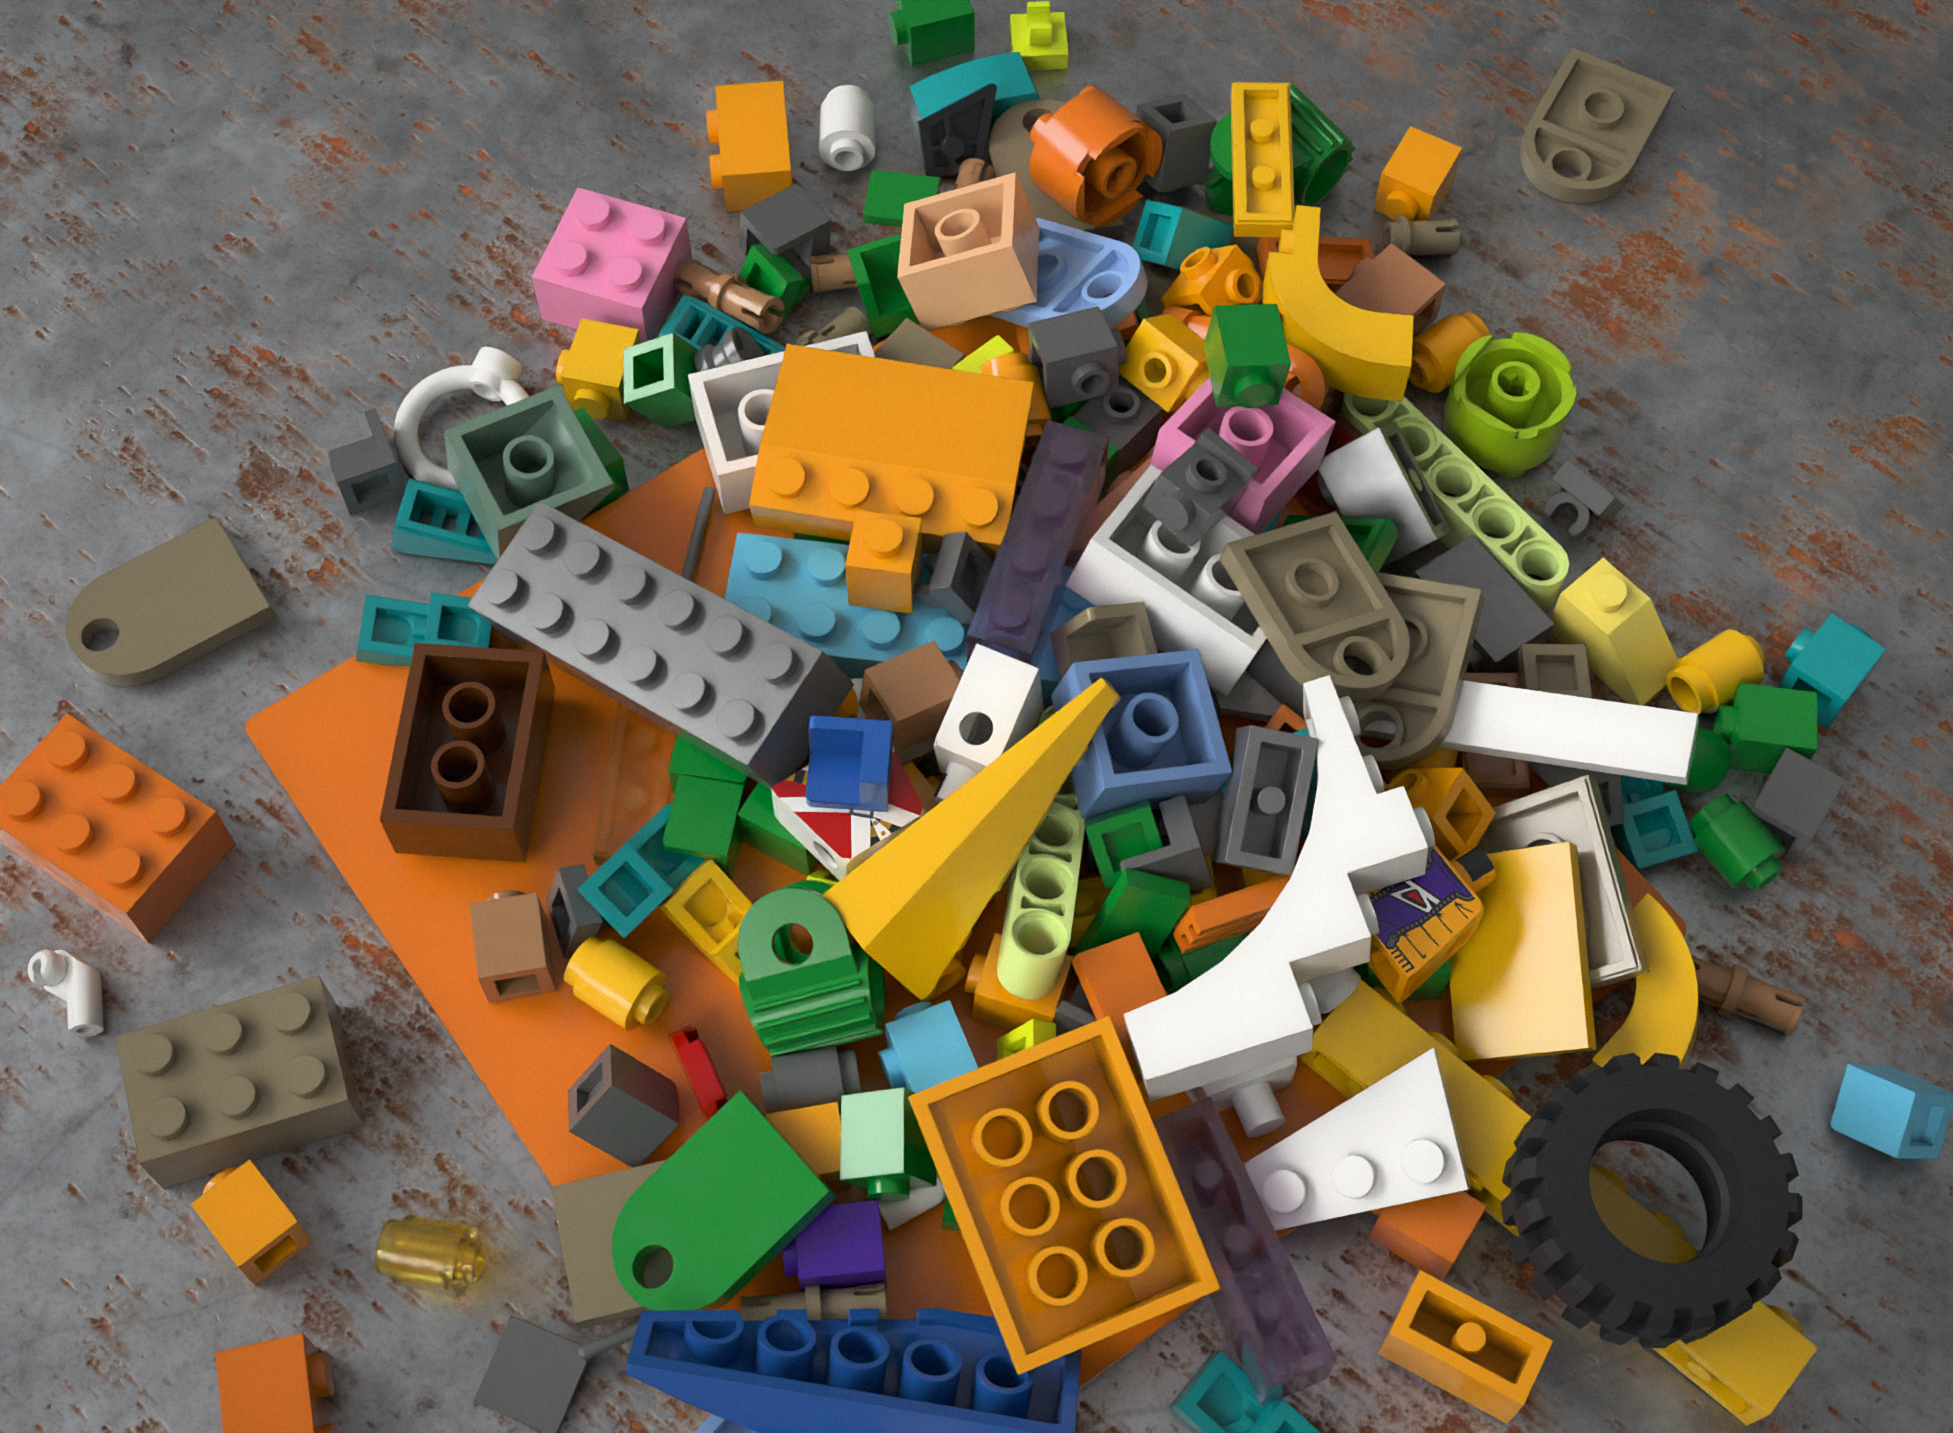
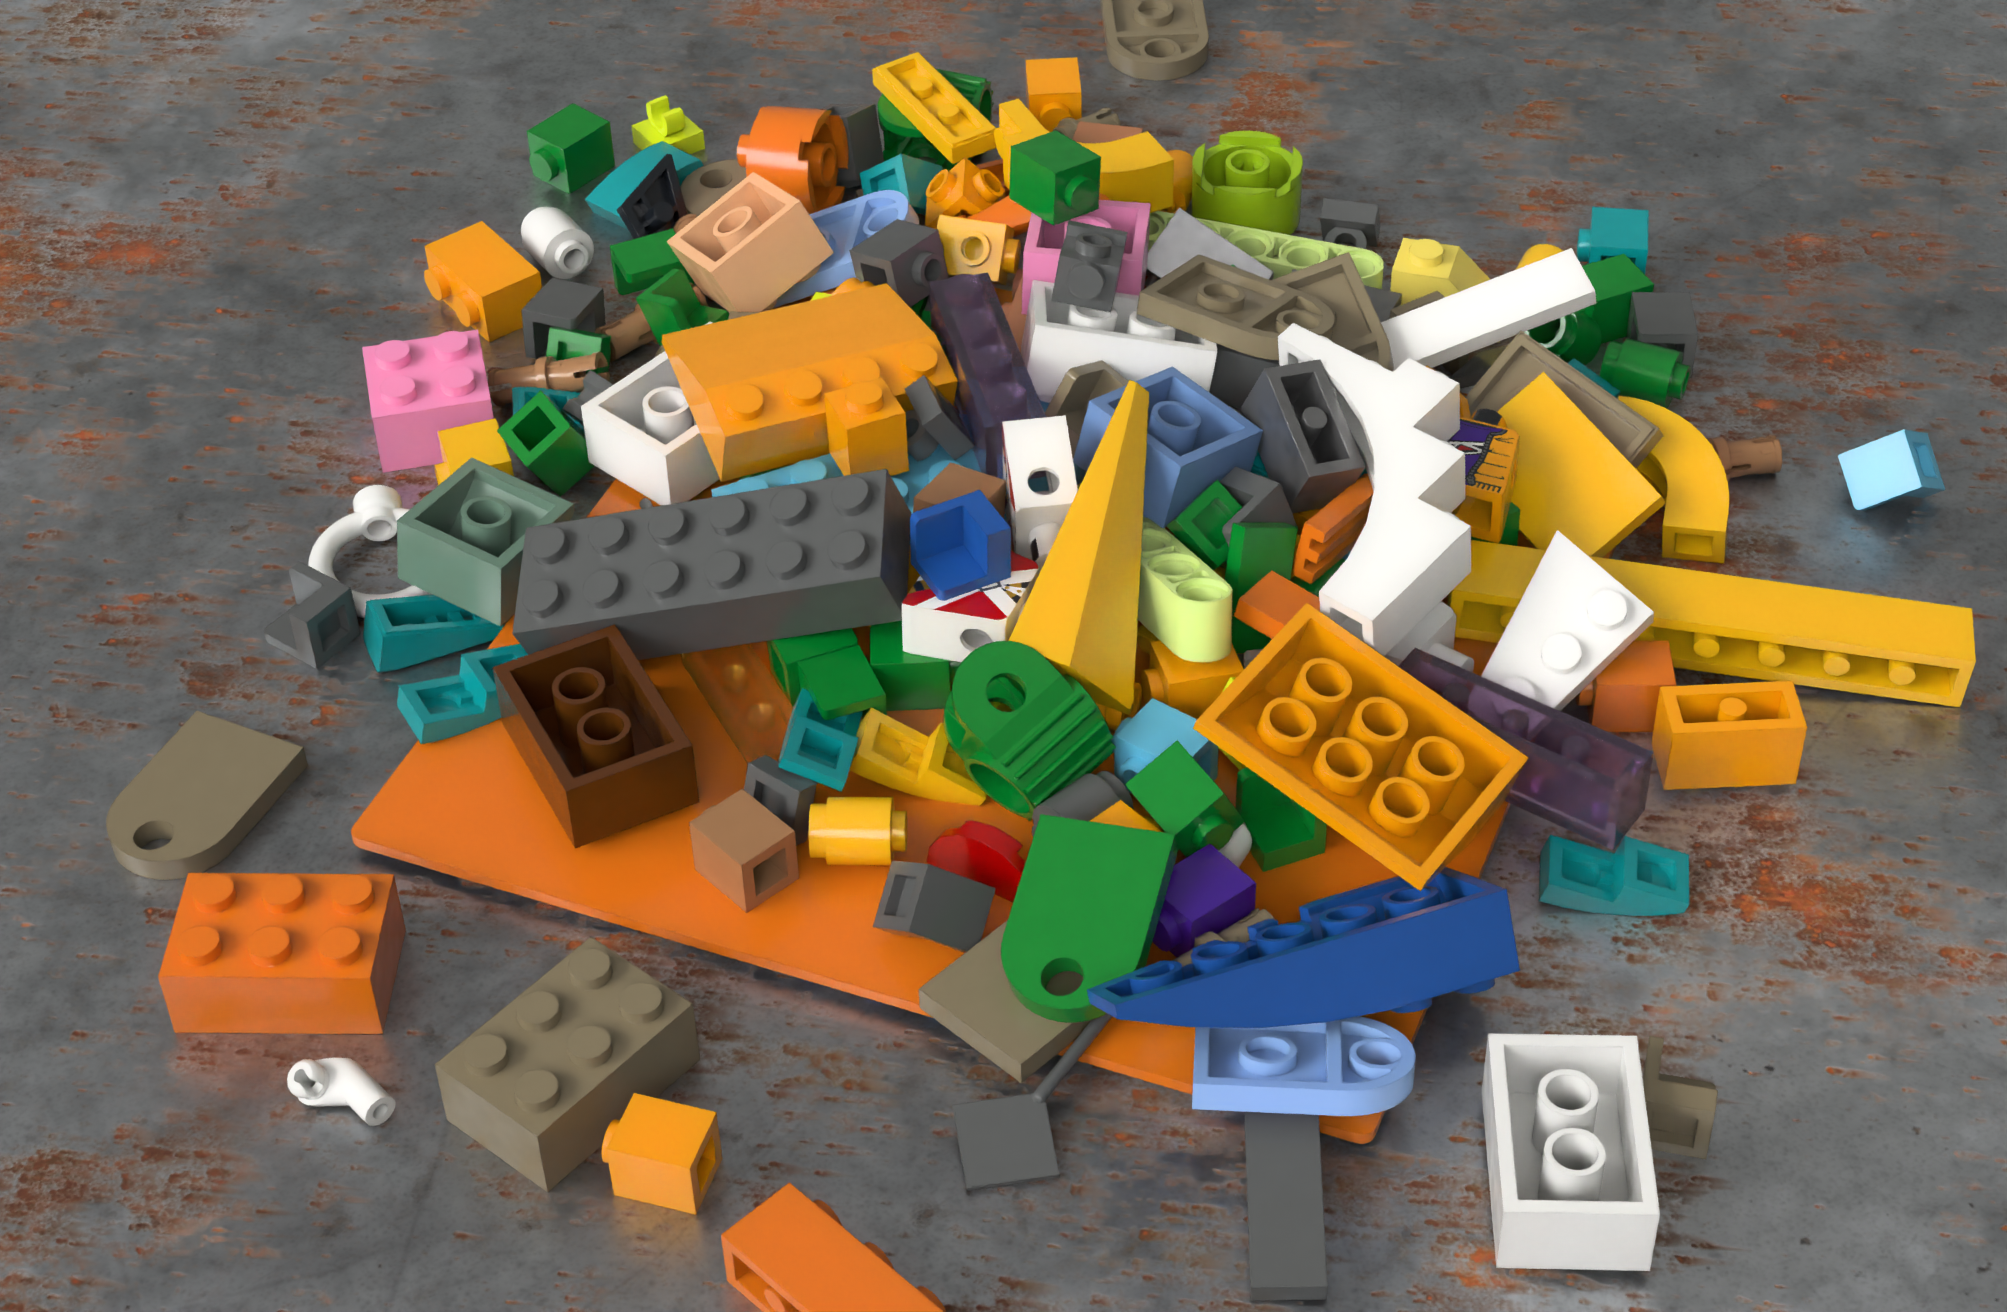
camera: 30 degrees left, 20 degrees down
(430, 1254) = (847, 1097): clear yellow brick -> none
(1721, 1148) = (1776, 600): black tyre -> none

